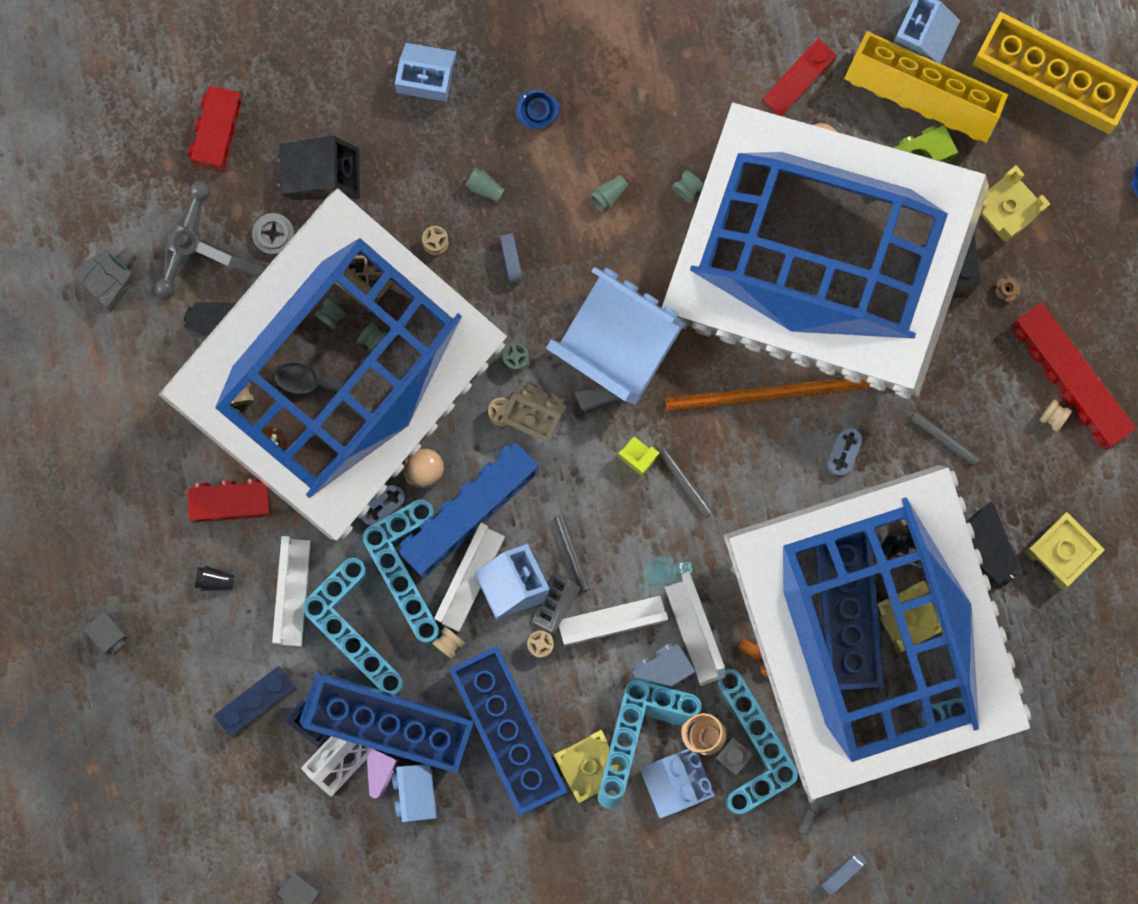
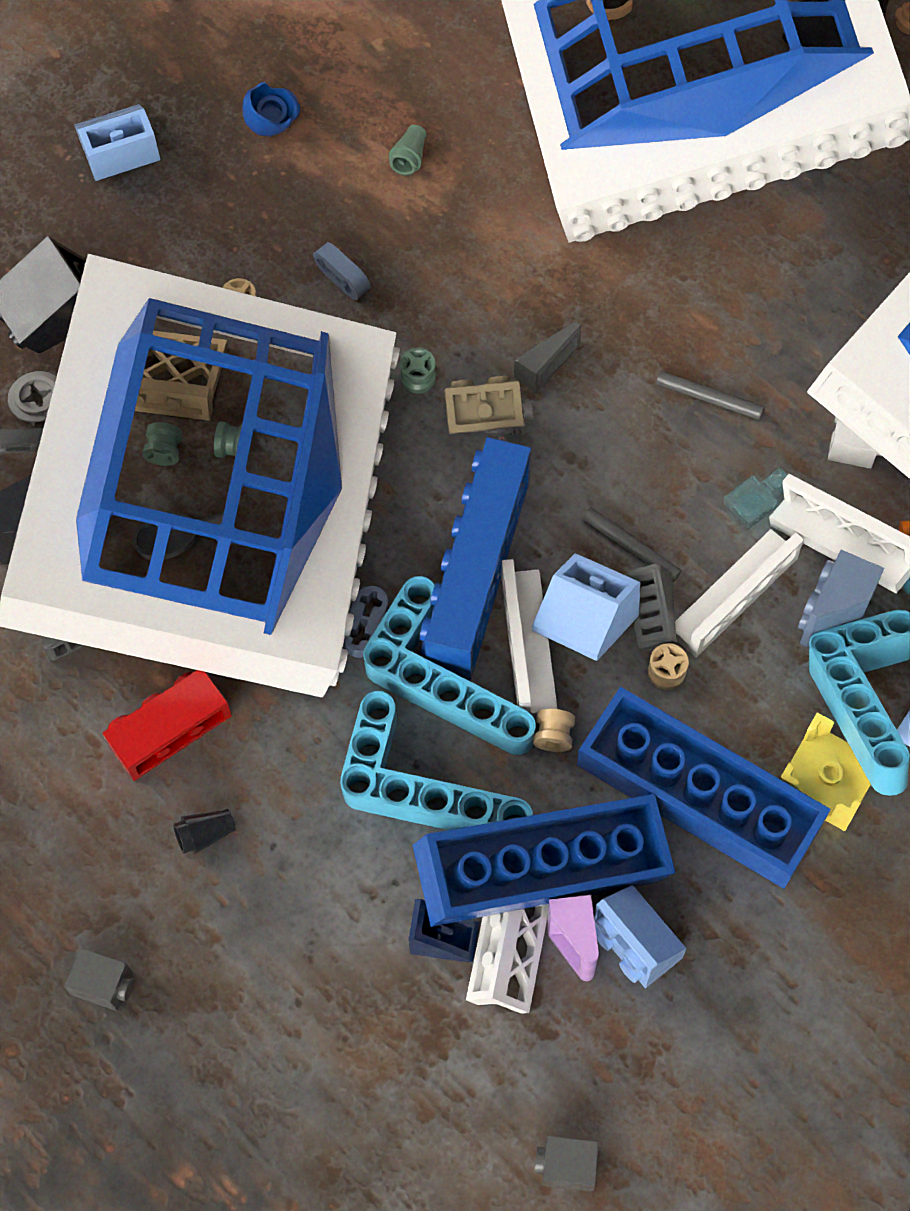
camera: 25 degrees left, 15 degrees down
(255, 702) = (353, 947): dark blue brick -> none
(291, 592) = (316, 787): white fence -> none
(423, 469) = (390, 542): light nougat helmet -> none
(484, 185) = (258, 215): sand green cone -> none
(497, 406) = (437, 428): tan wheel -> none
(619, 336) = (526, 267): light blue panel -> none
(638, 456) = (635, 398): neon yellow panel -> none
(688, 186) = (494, 97): sand green wheel -> none
(764, 393) = (751, 239): orange axle -> none
(850, 455) = (870, 263): sand blue beam -> none

